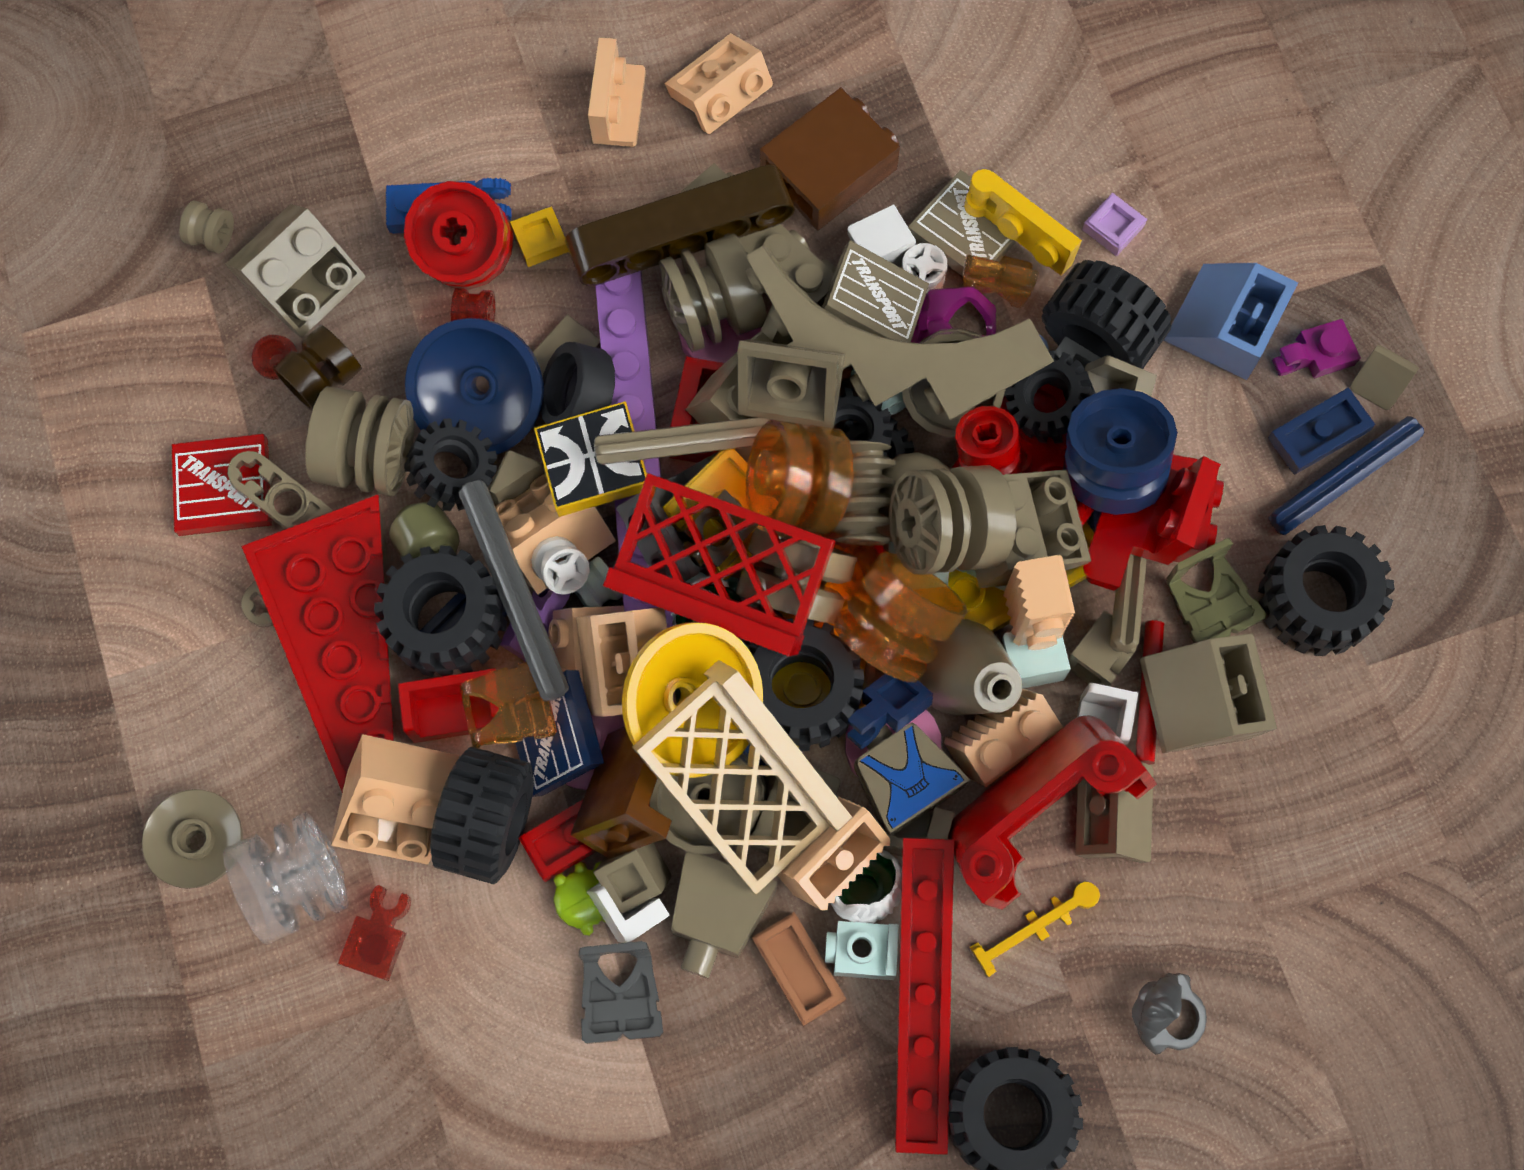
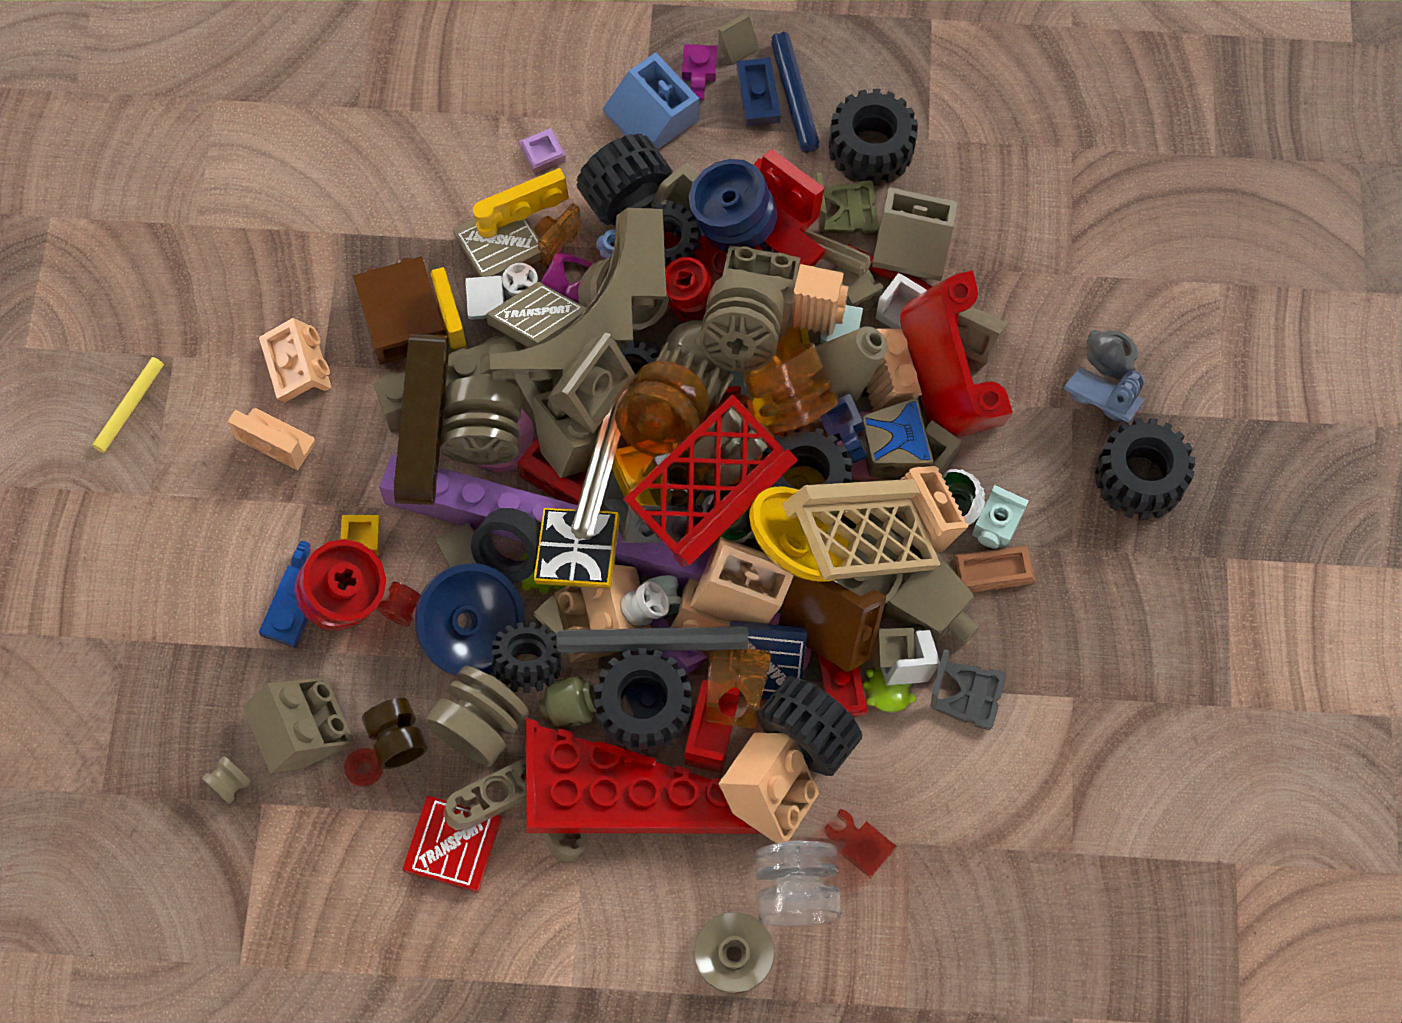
camera: 70 degrees left, 5 degrees down
(839, 205) = (448, 309): none -> yellow tile
(924, 996) = (1047, 488): red plate -> none
(1084, 896) = (1013, 372): yellow piece -> none
(1098, 1024) = (1117, 401): none -> sand blue hinge

